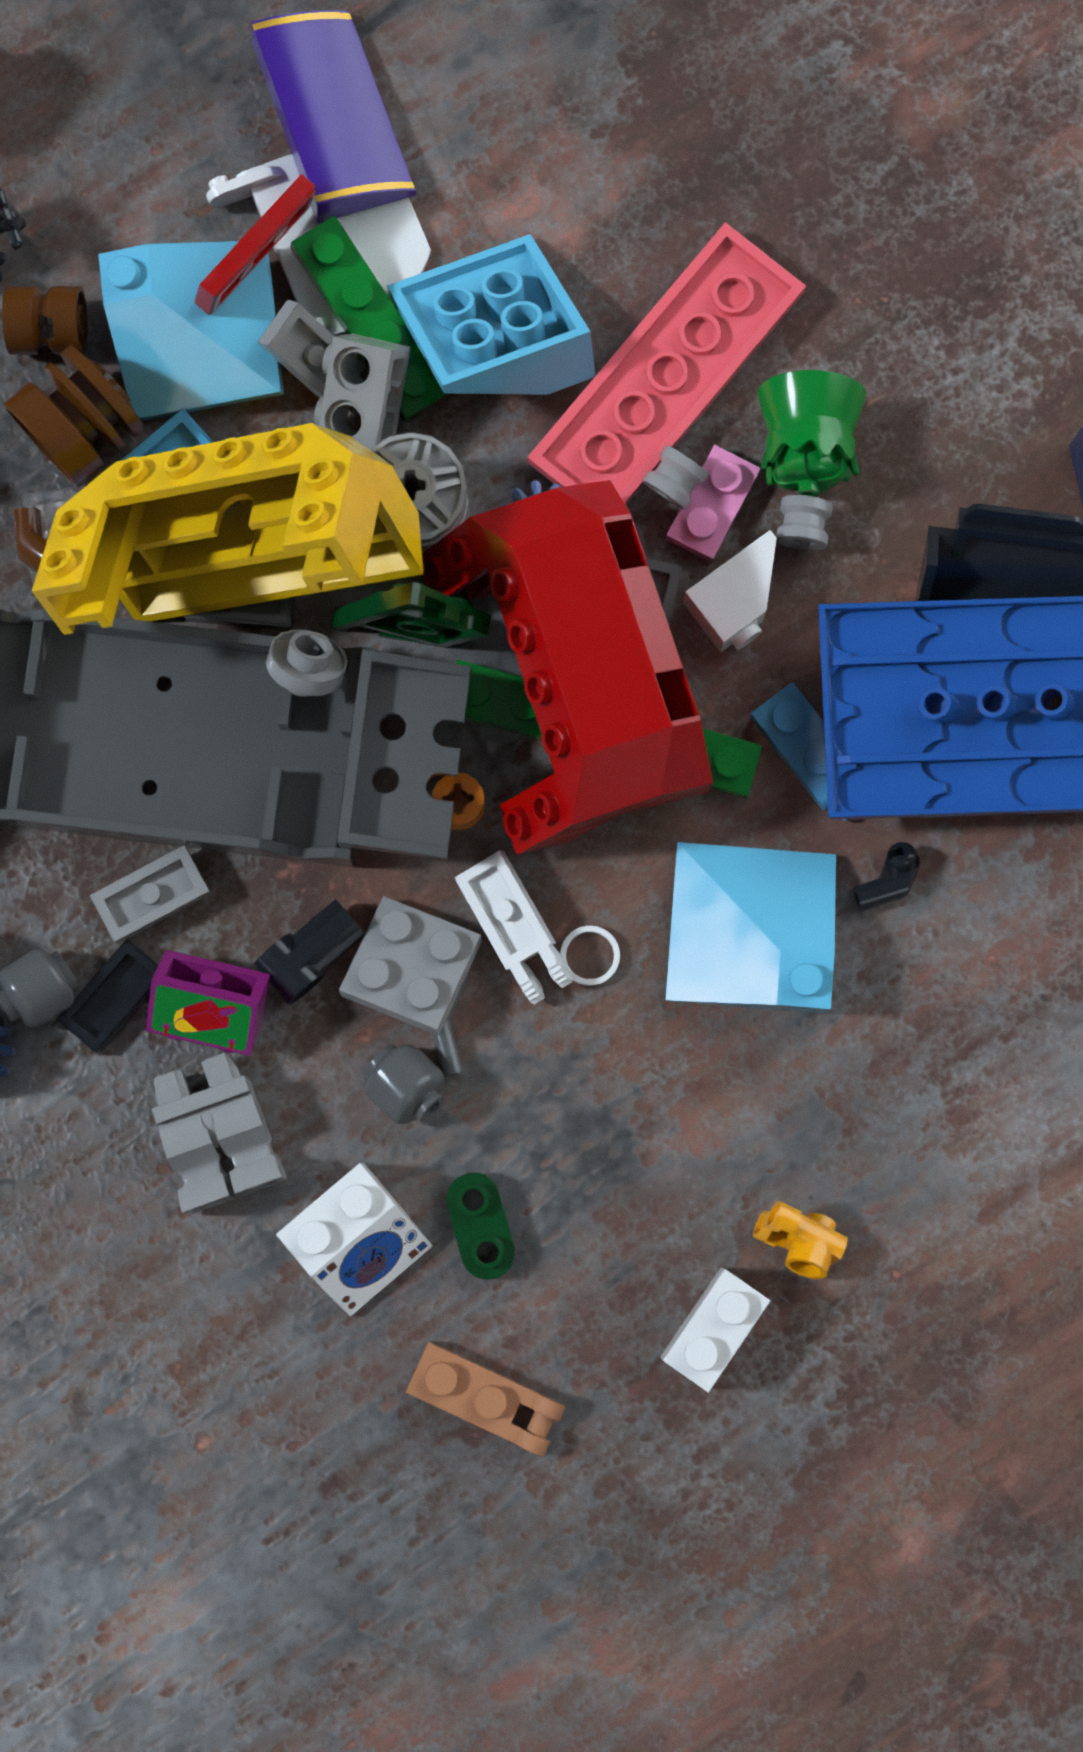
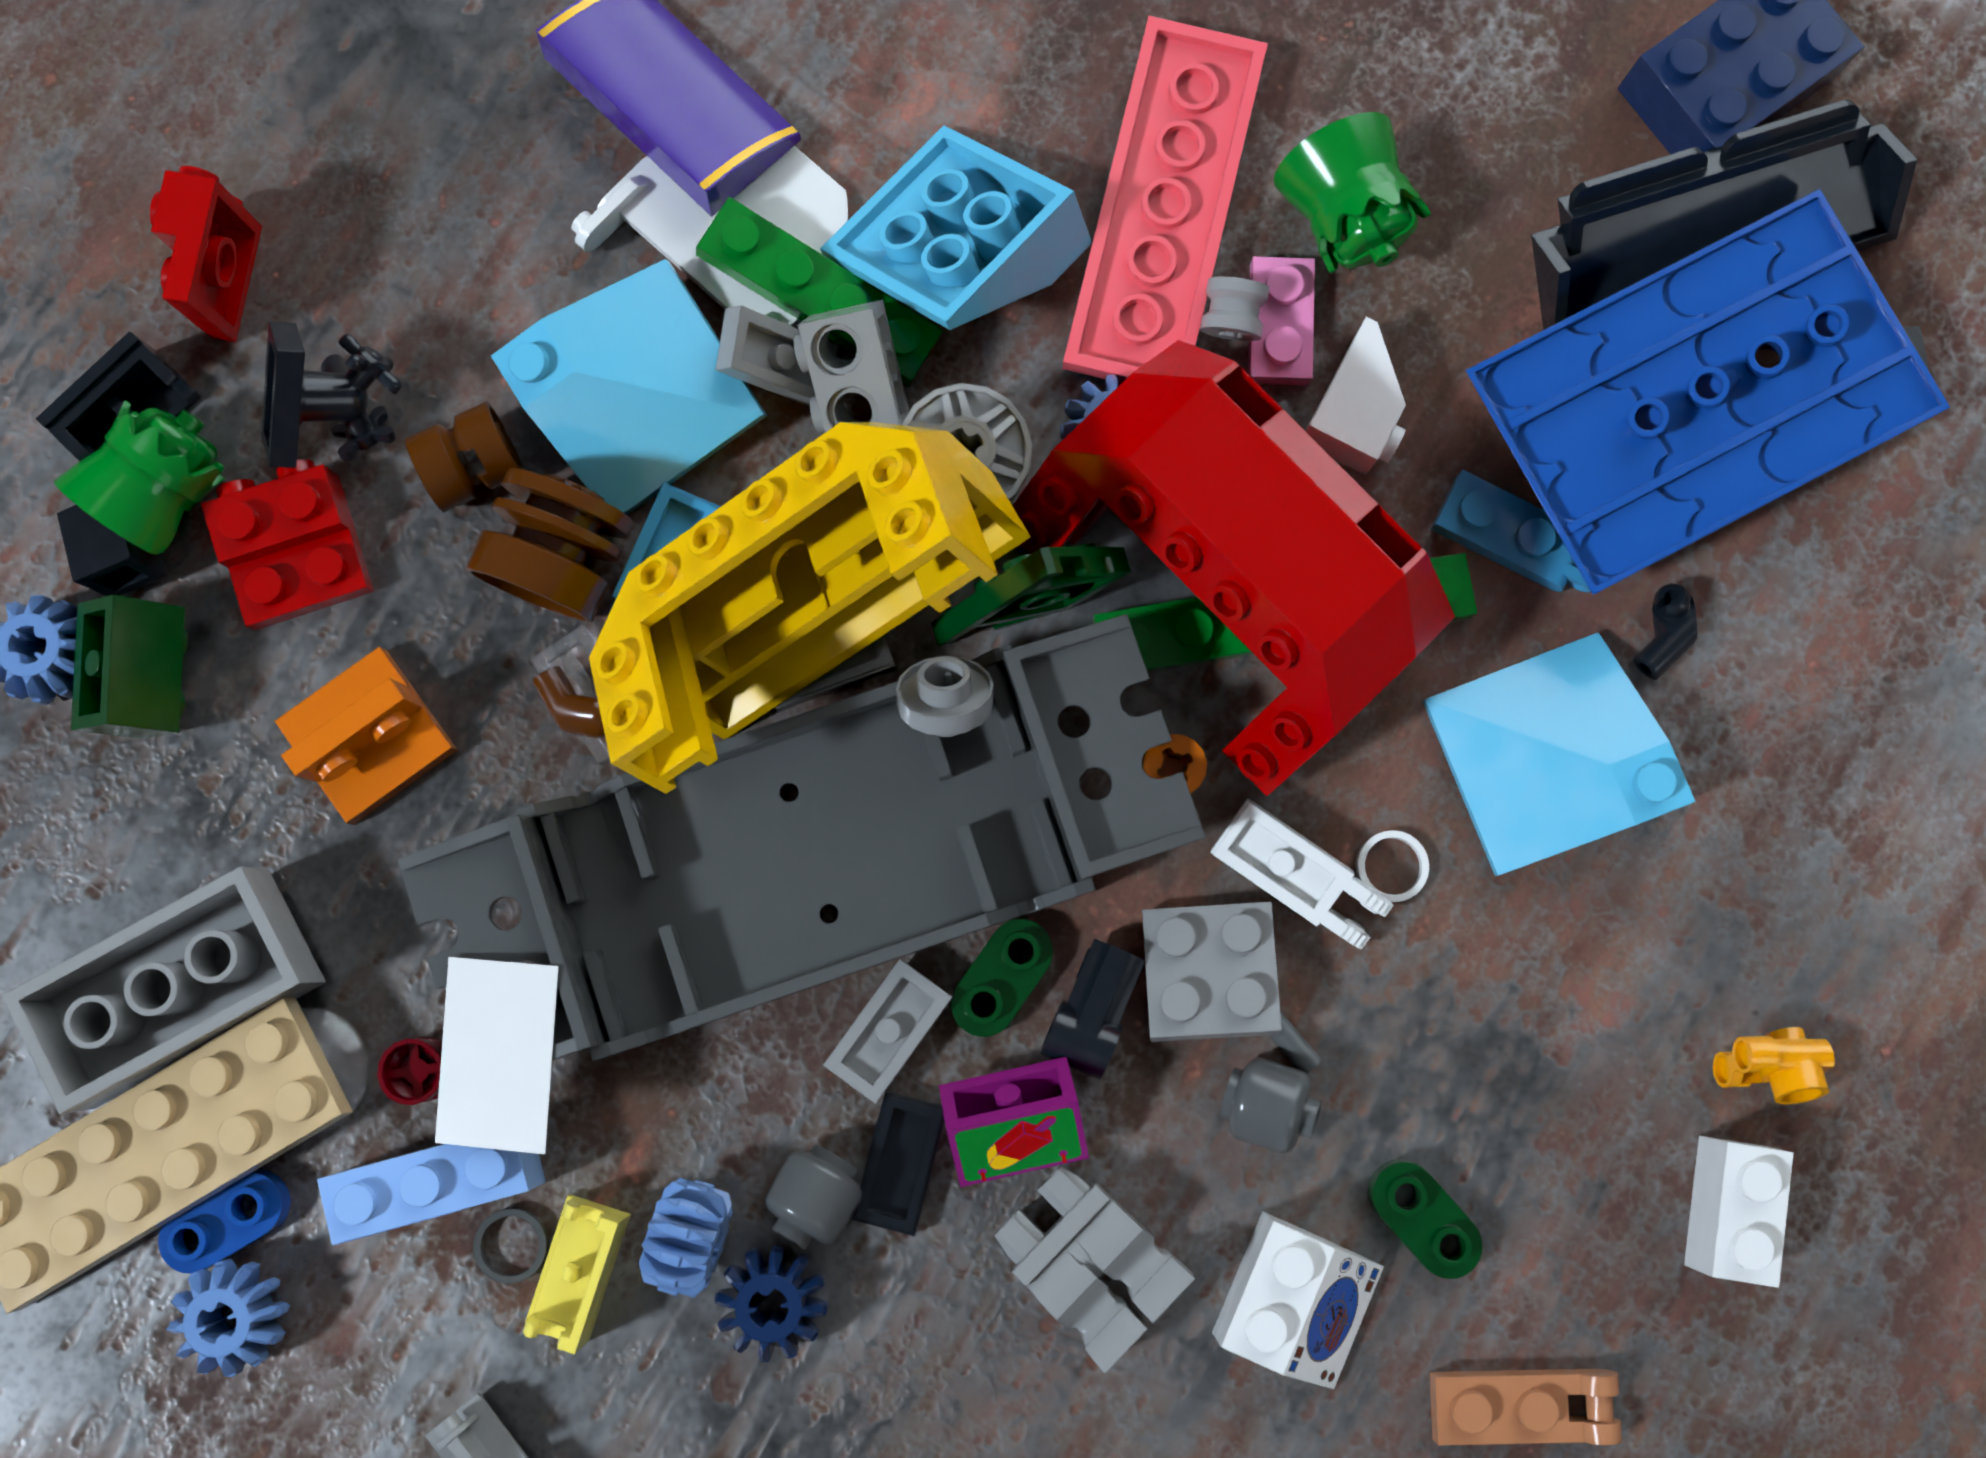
camera: 30 degrees left, 0 degrees up
(255, 245) = (661, 265): red tile -> none
(256, 901) = (1001, 977): none -> dark green plate
(804, 522) = (1391, 293): light grey wheel -> none

